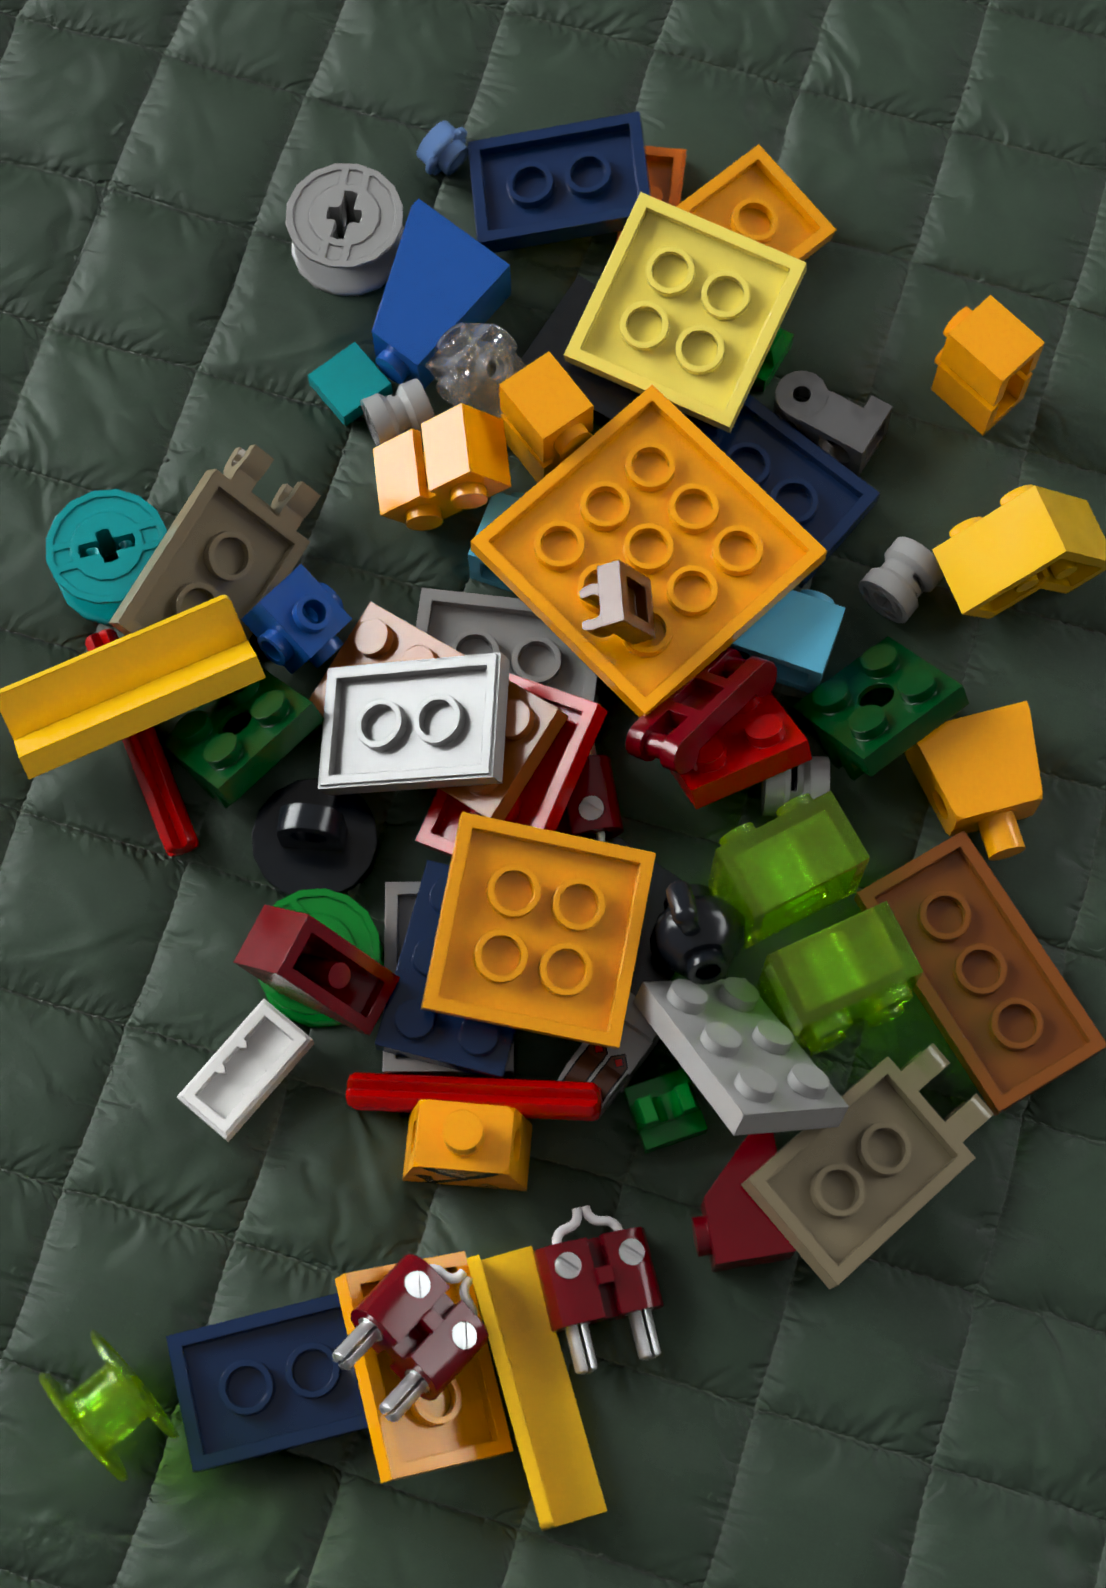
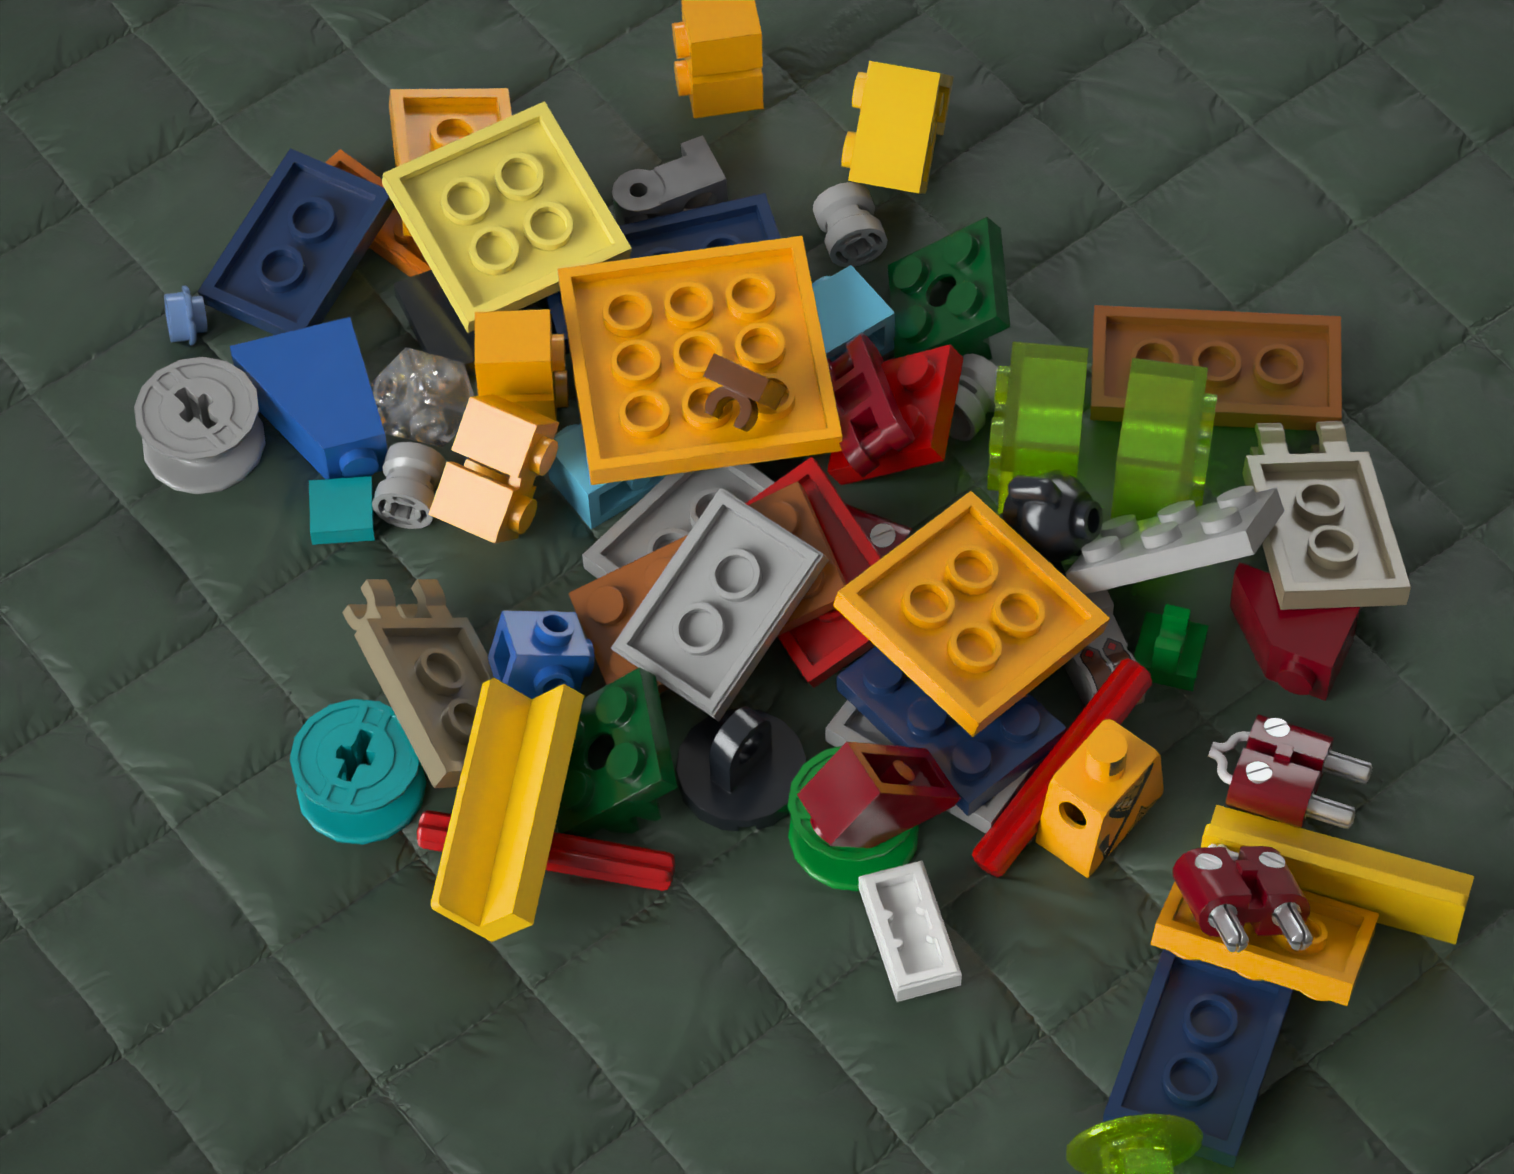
camera: 55 degrees left, 15 degrees down
(982, 775) = (1061, 268): light orange torso -> none

